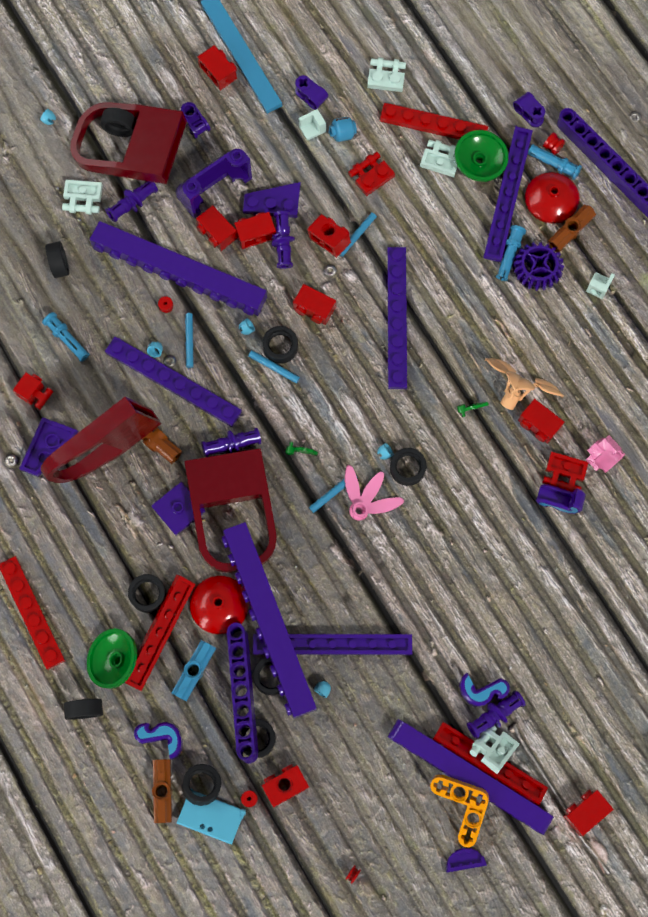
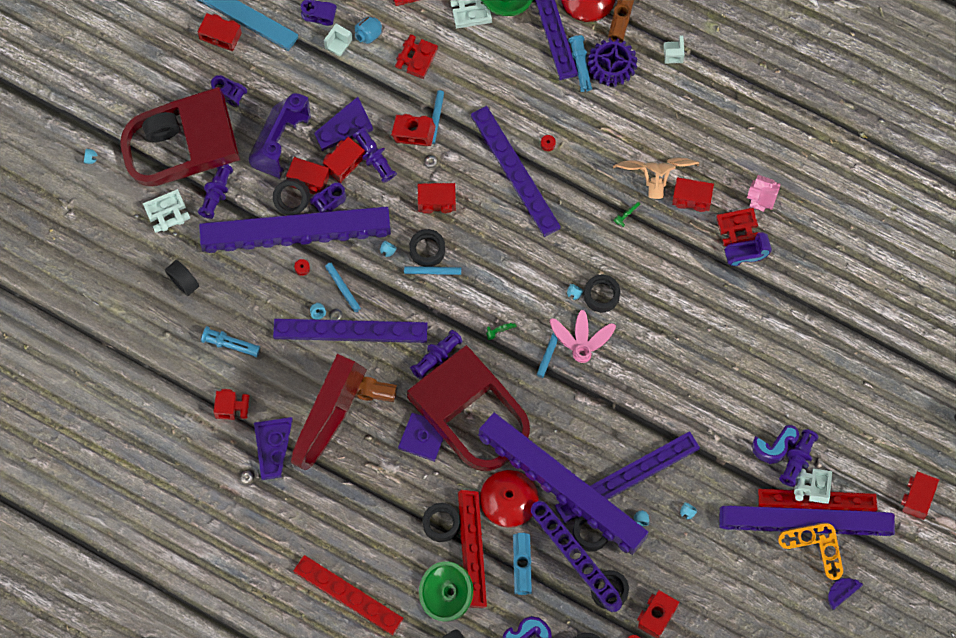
camera: 30 degrees left, 5 degrees down
(178, 242) = (301, 186): none -> black tyre
(221, 256) = (325, 201): none -> dark purple piece
(369, 705) = (689, 510): none -> medium azure hinge
(440, 307) = (548, 143): none -> red piece

